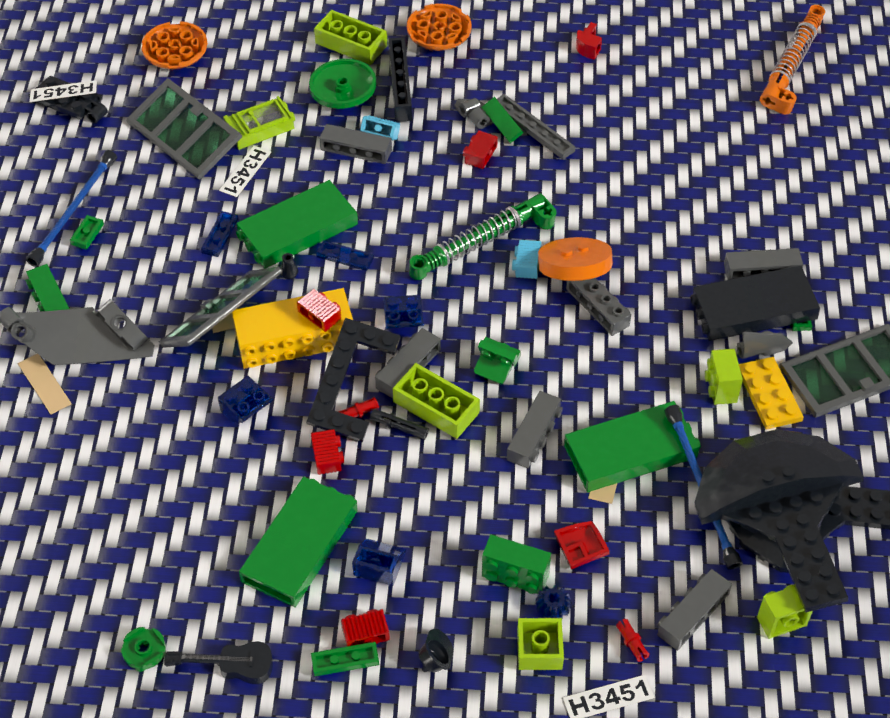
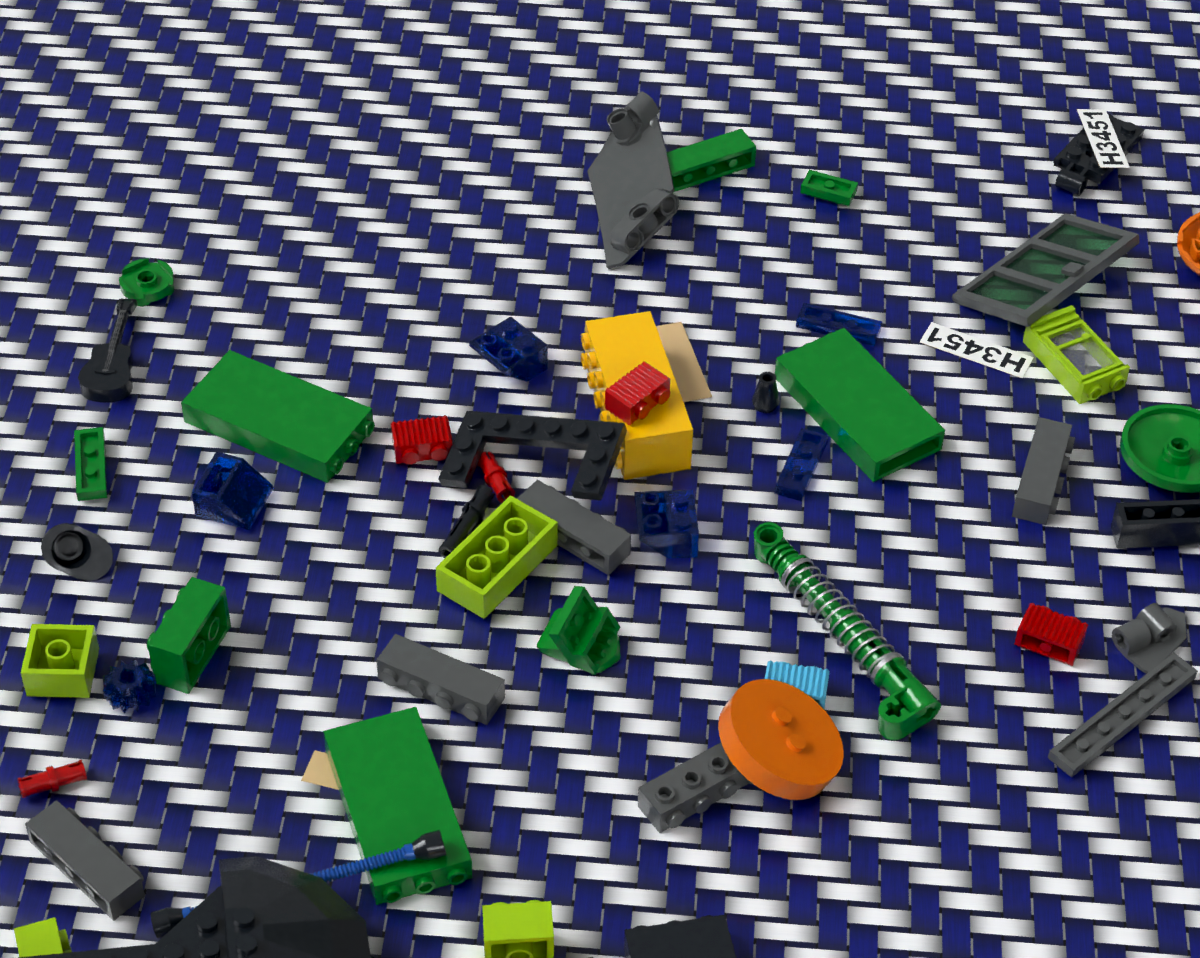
camera: 90 degrees right, 5 degrees down
(37, 255) = (972, 197): blue hose -> none
(44, 383) = (558, 177): tan sticker -> none
(221, 306) = (678, 315): dark grey door -> none
(365, 628) = (128, 482): red brick -> none
(380, 127) = (1080, 497): medium azure brick -> none
(502, 120) = (1129, 666): green tile -> none
(581, 543) = (227, 727): red plate -> none

